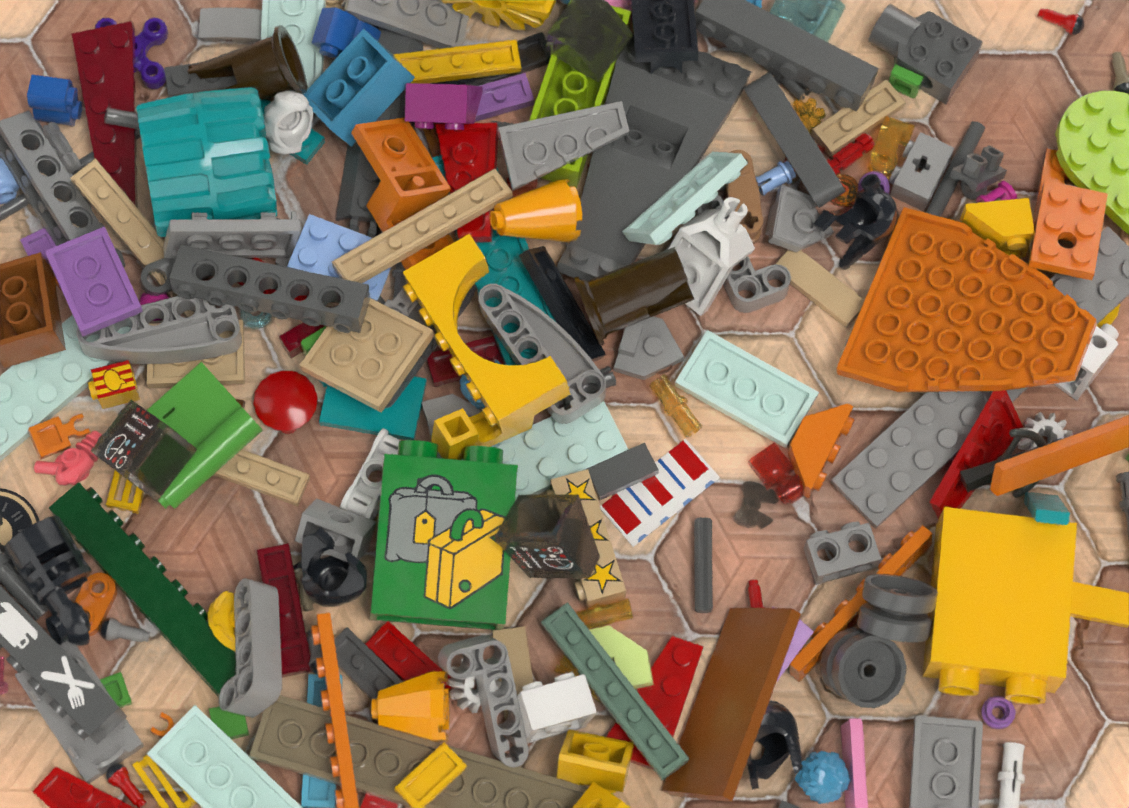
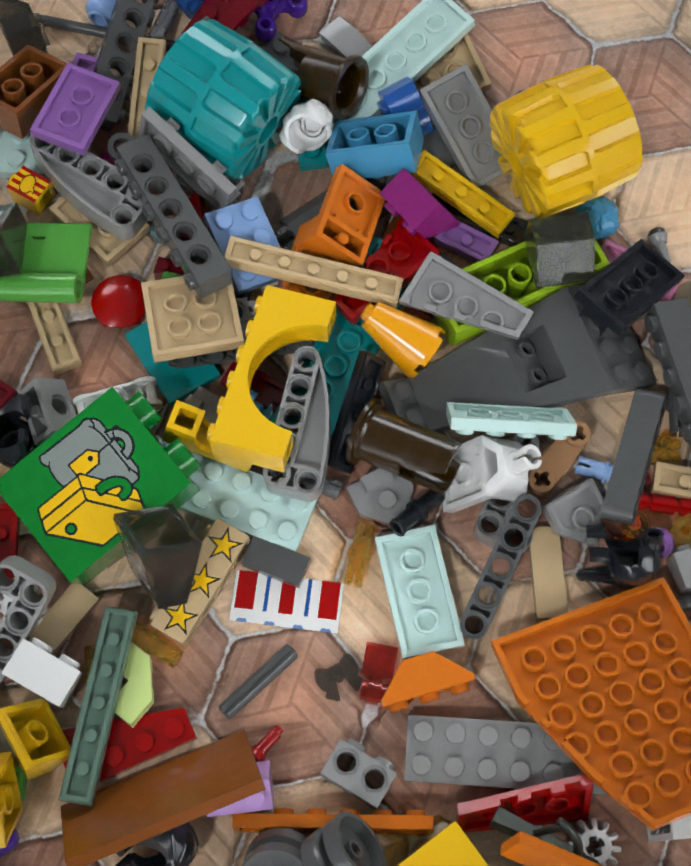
camera: 45 degrees right, 0 degrees up
(684, 333) = (416, 512): none -> black pin
(776, 297) = (499, 581): none -> dark grey beam

